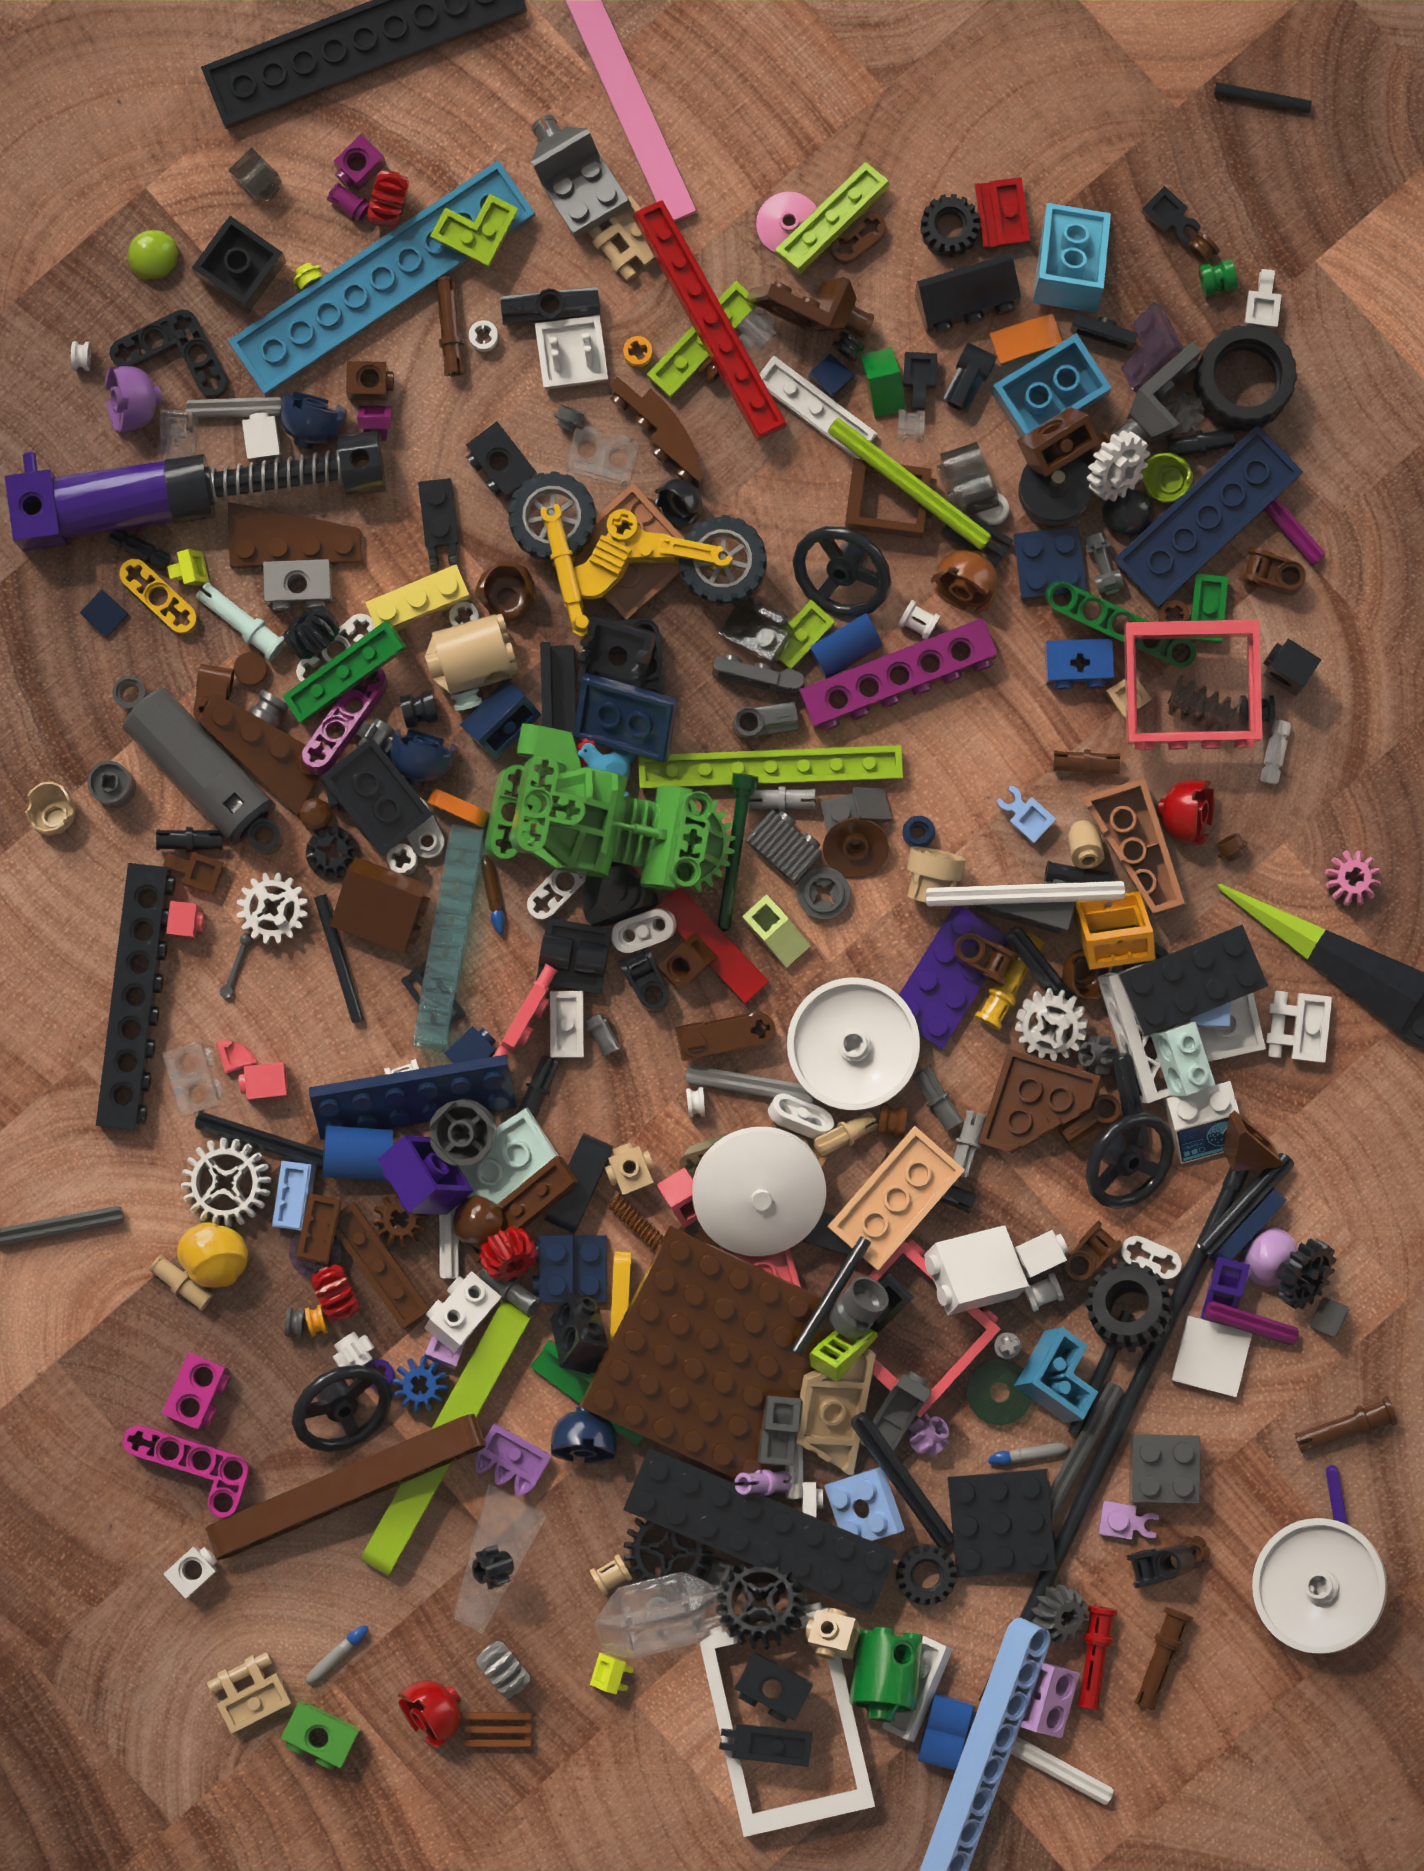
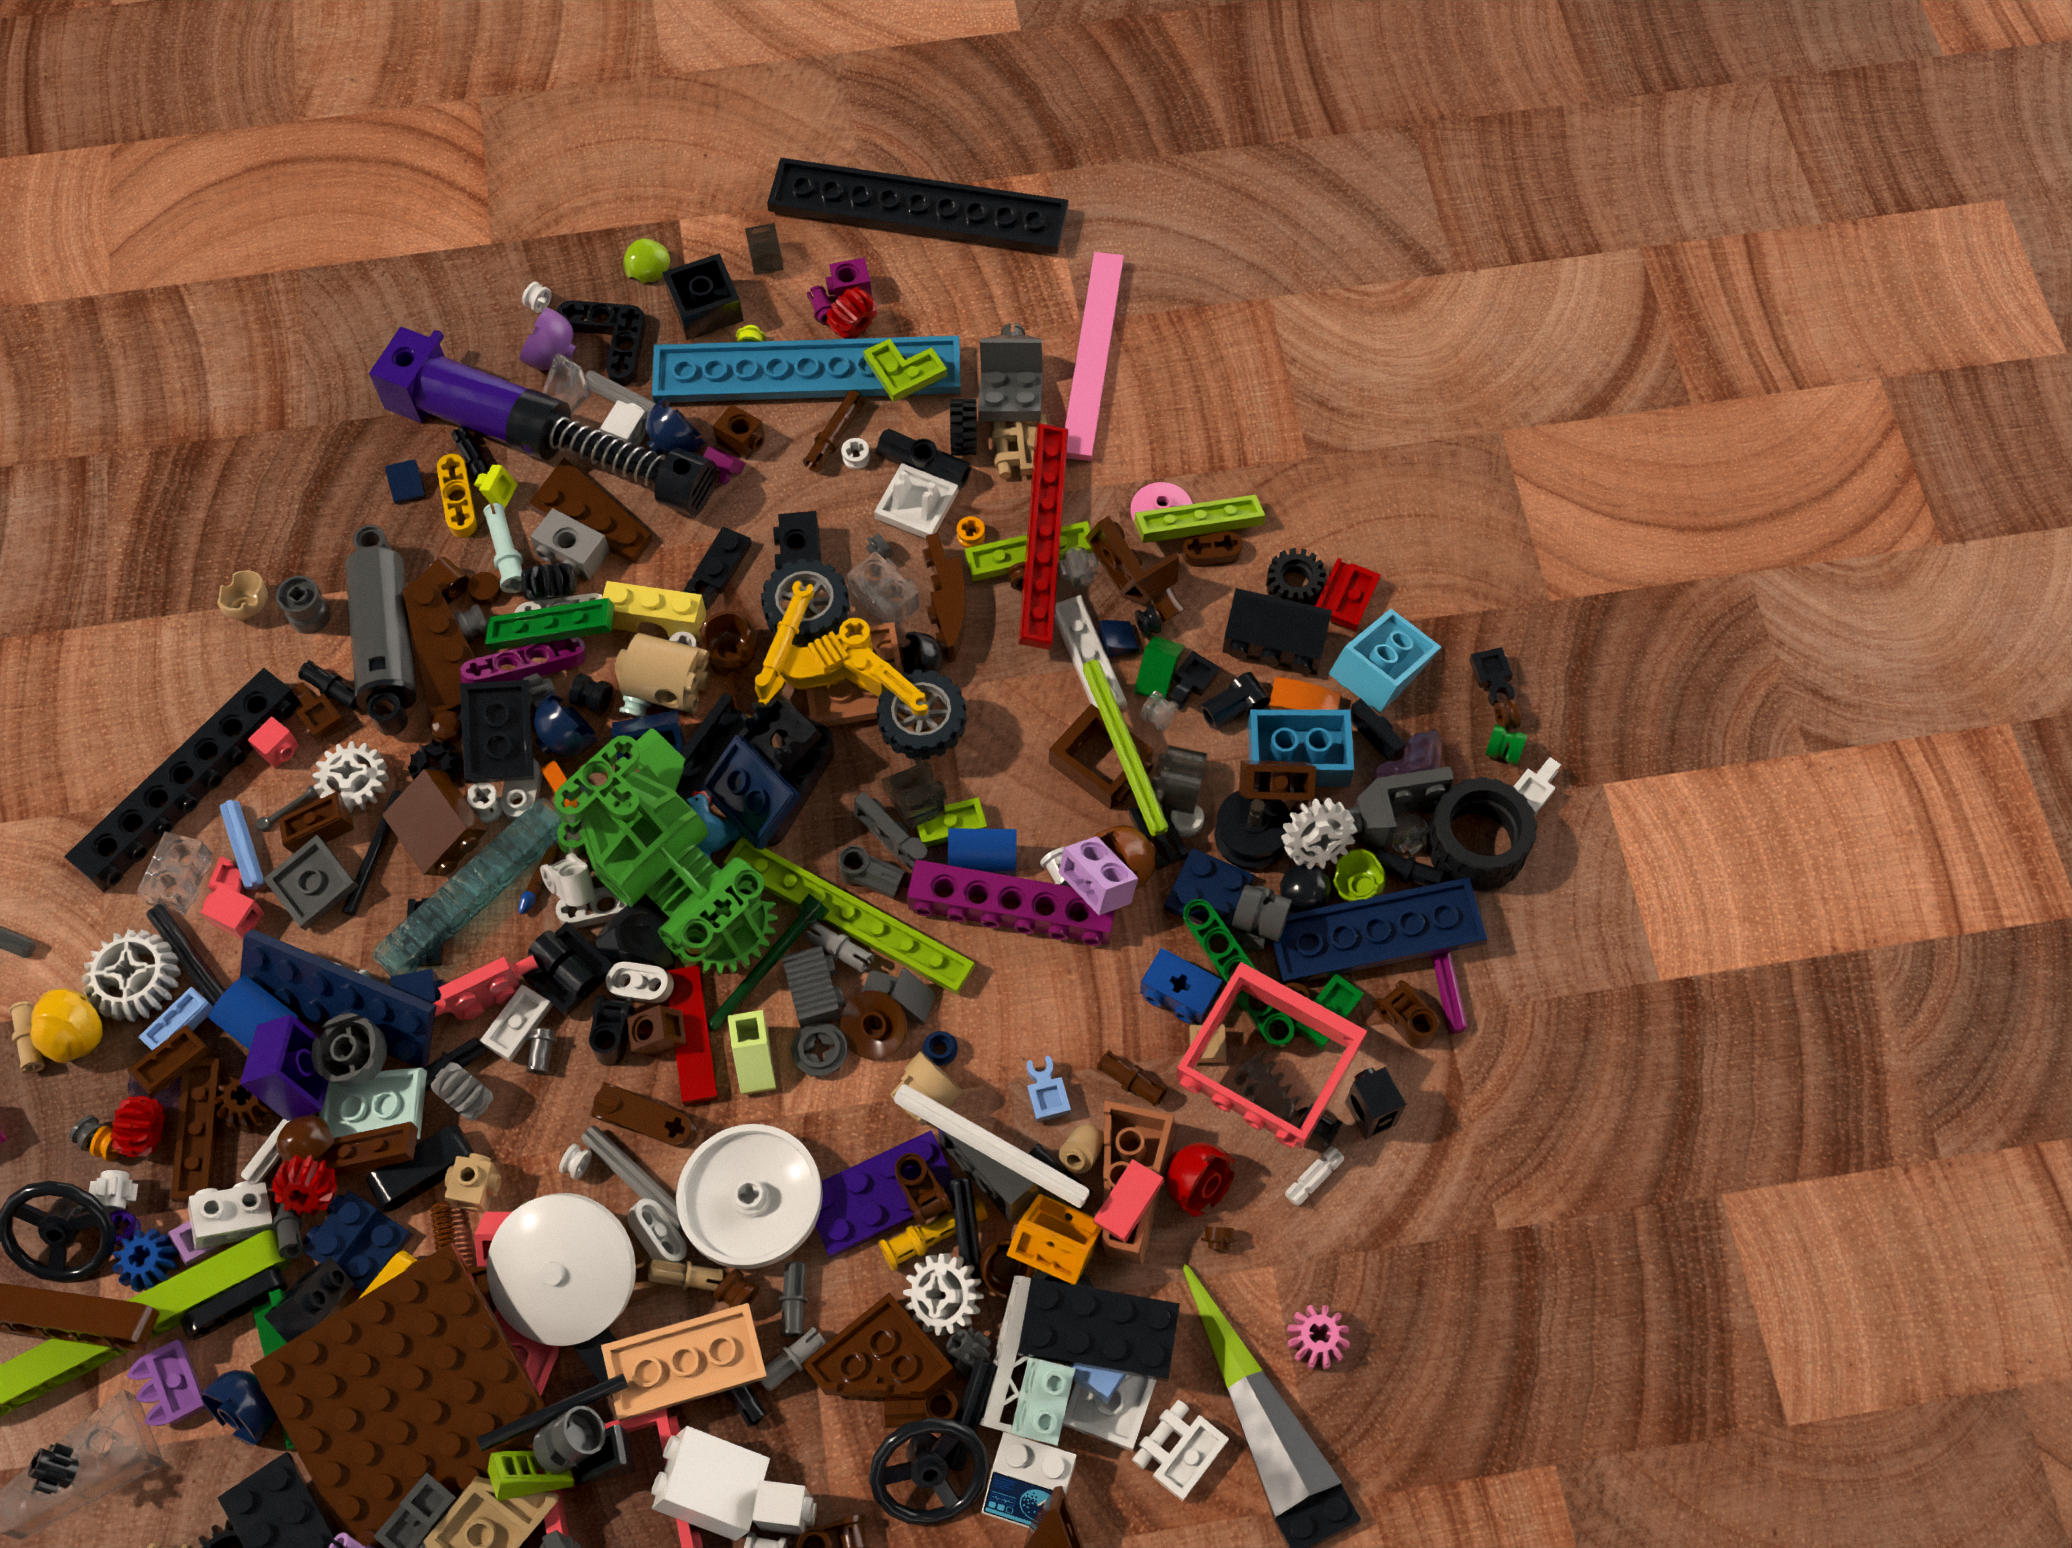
camera: 30 degrees right, 20 degrees down
(225, 1021) = (242, 845): none -> light blue axle
(275, 966) = (324, 818): none -> reddish brown slope
(311, 1016) = (311, 882): none -> dark grey plate
(514, 1372) = (232, 1304): none -> black beam
(527, 883) = (569, 880): none -> white piece
(569, 255) = (963, 427): none -> black tyre
(569, 1106) = (462, 1091): none -> light grey gear
(844, 568) = (1023, 784): black piece -> none
(960, 618) = (1098, 875): none -> lavender brick
(1111, 562) = (1262, 913): none -> dark grey wheel
(1153, 867) = (1128, 1200): none -> coral tile
(1262, 97) = (1631, 631): black bar -> none

